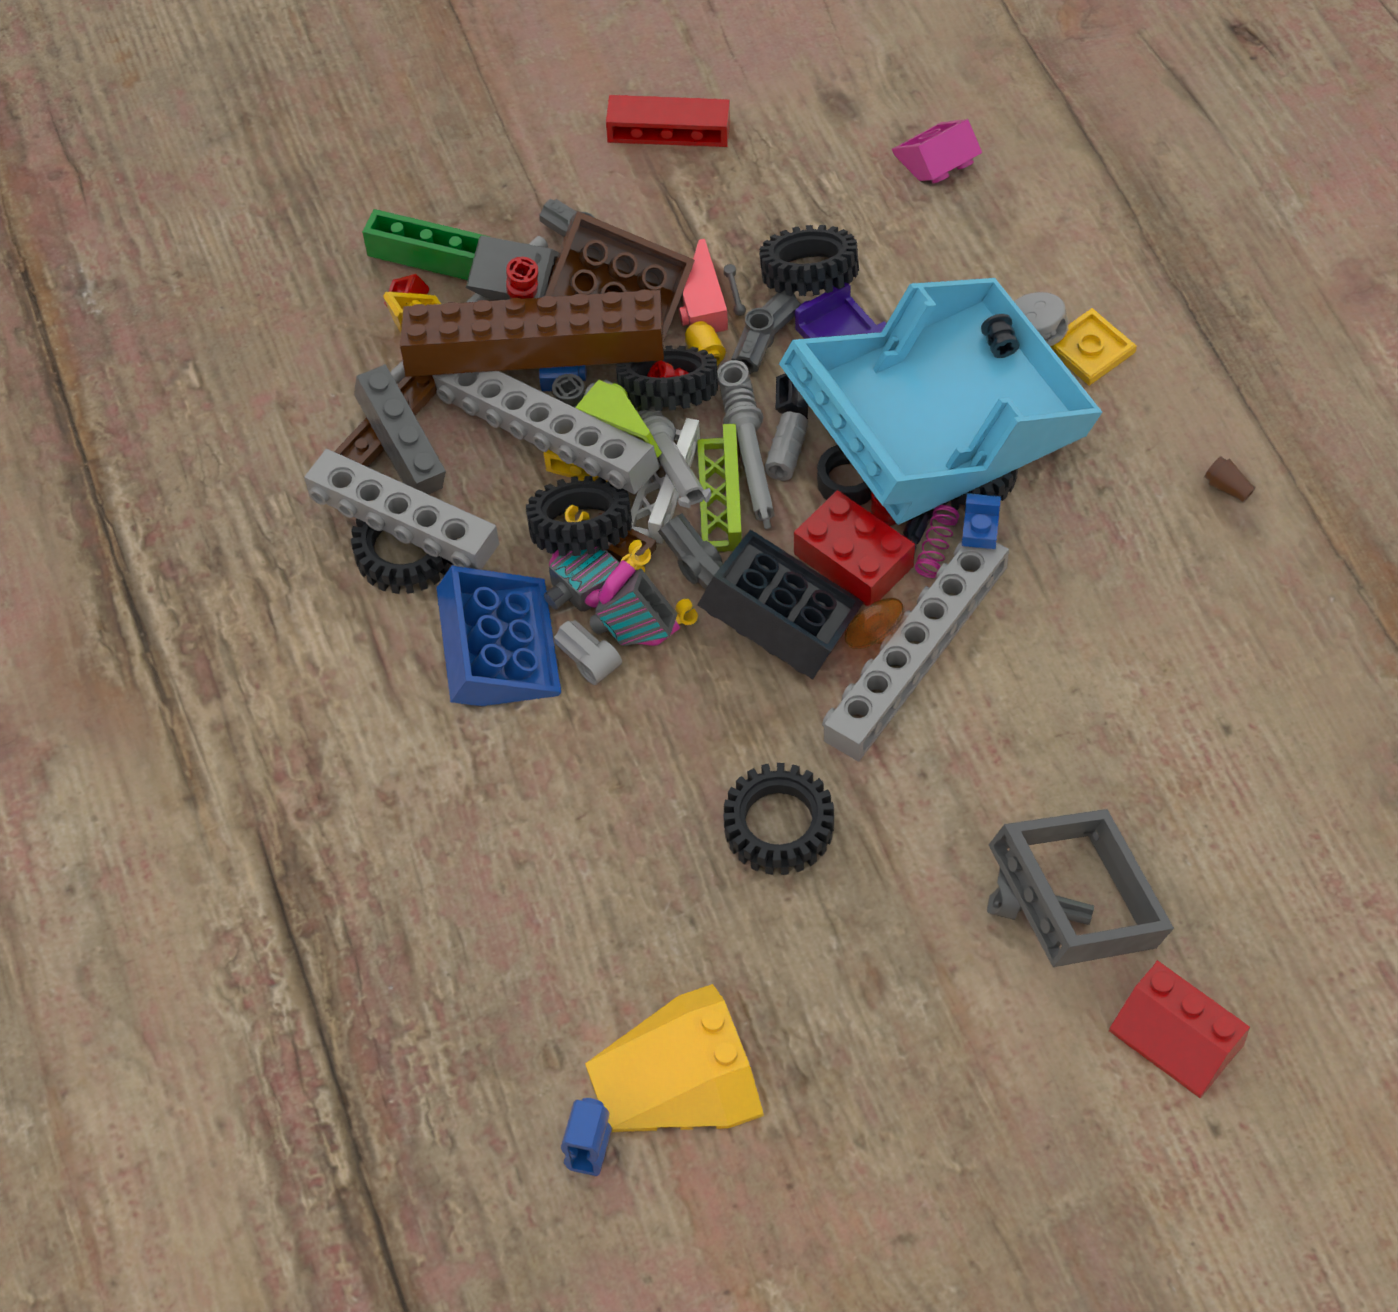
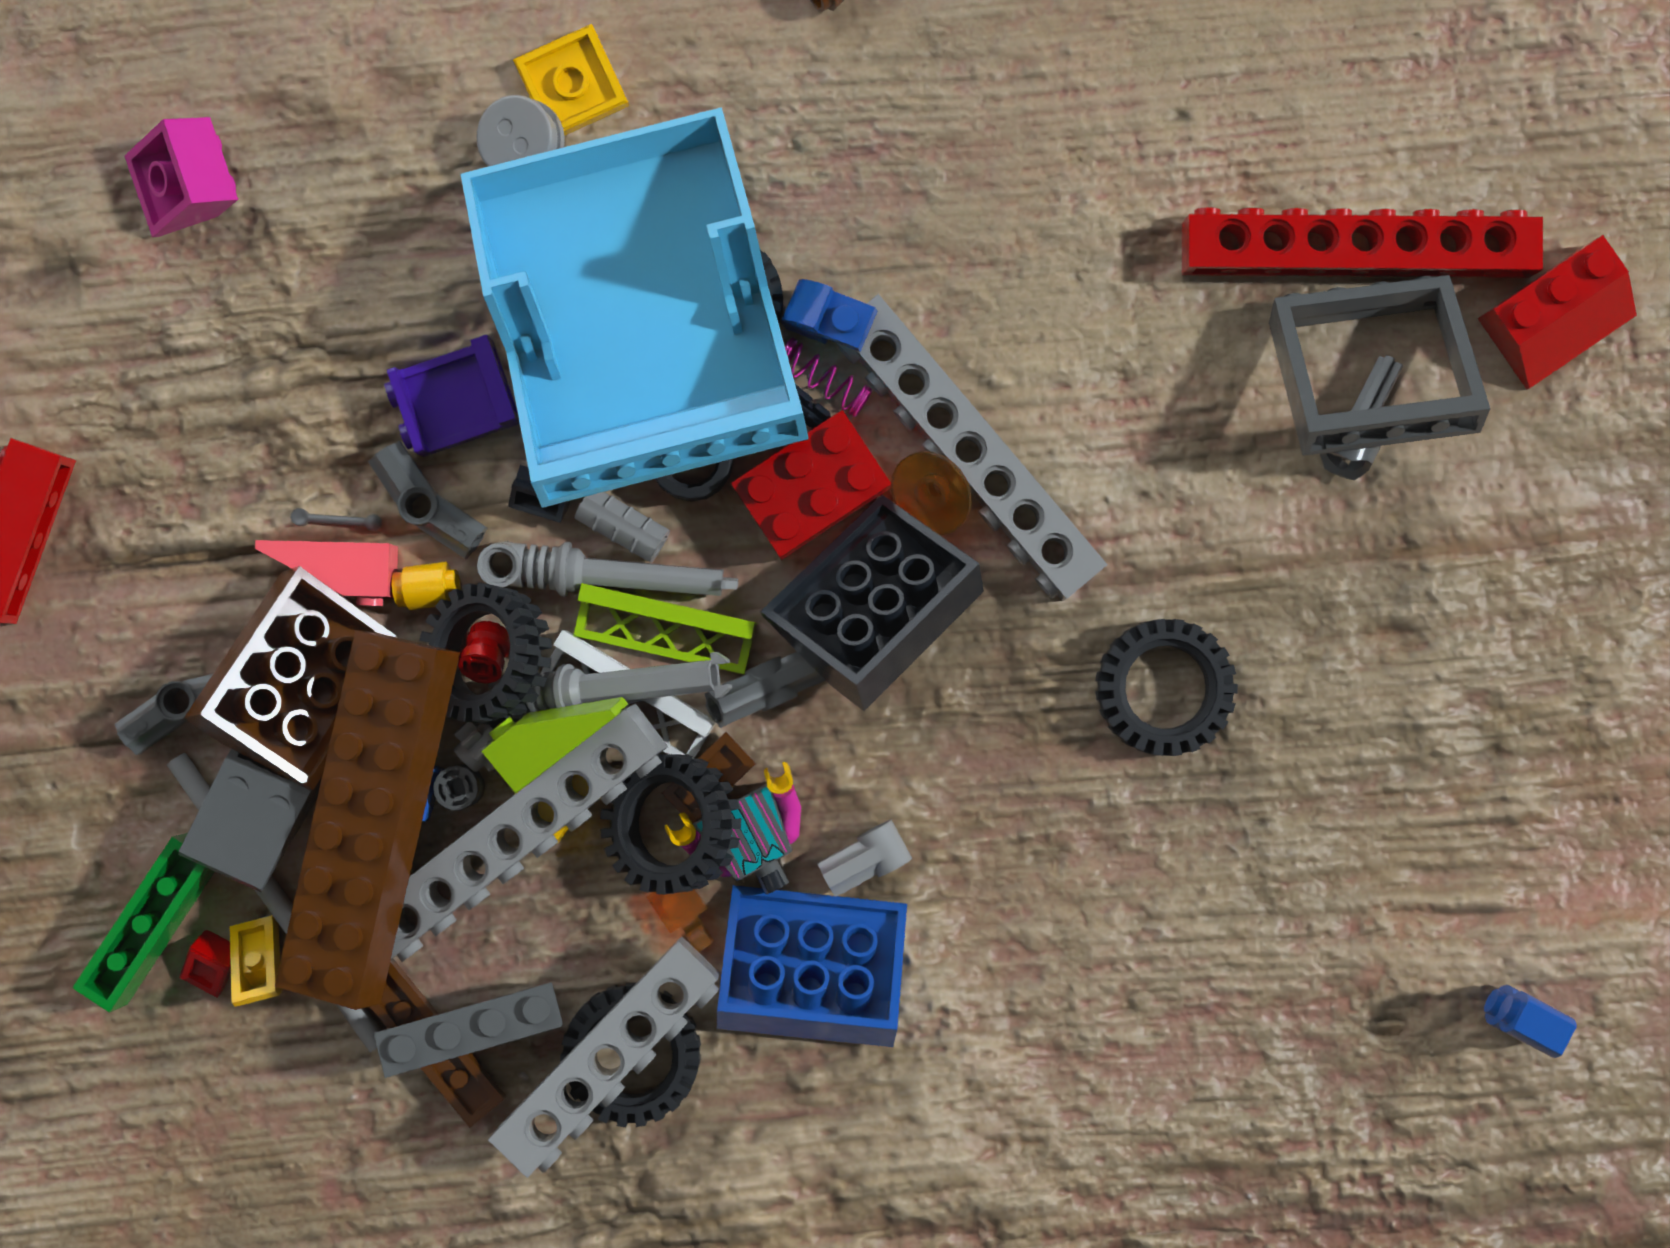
camera: 80 degrees left, 30 degrees up
(515, 551) = (682, 911): none -> clear orange plate
(522, 278) = (288, 816): red wheel -> none
(634, 606) = (837, 784): torso -> none
(678, 1069) = (1446, 892): yellow wedge -> none
(793, 277) = (295, 402): black tyre -> none
(1000, 335) = (556, 197): black bush -> none
(1139, 755) = (1517, 235): none -> red brick

